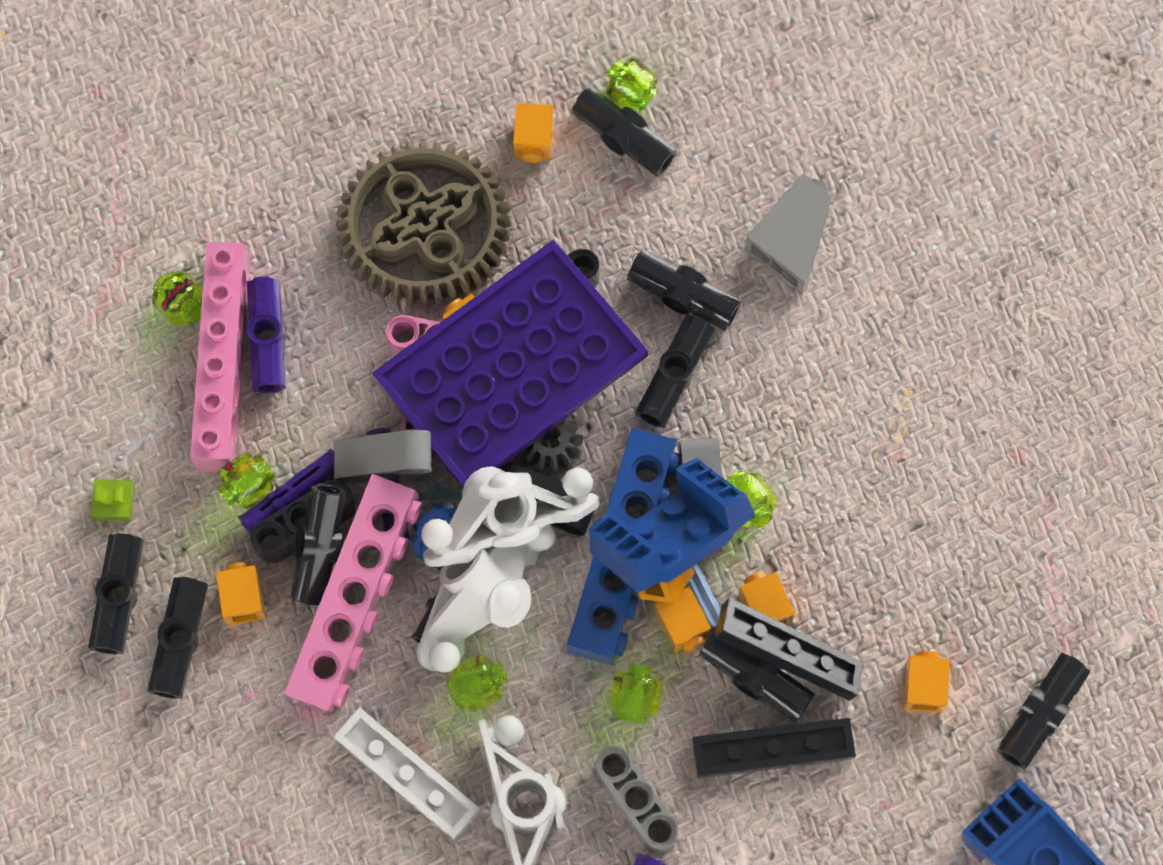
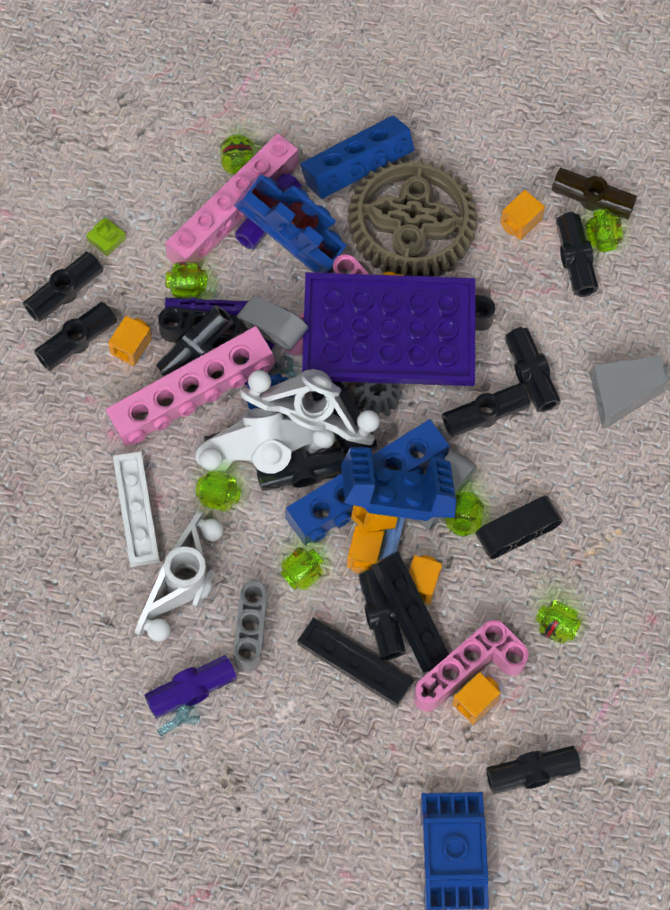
camera: 35 degrees right, 5 degrees down
(309, 328) = (292, 222): none -> blue piece
(310, 202) = (357, 156): none -> blue brick
(548, 583) = (303, 469): none -> black piece
(608, 46) = (579, 188): none -> dark brown piece
(813, 468) = (518, 527): none -> black beam
(889, 663) = (466, 669): none -> bright pink beam
(937, 536) = (558, 622): none -> clear neon green head

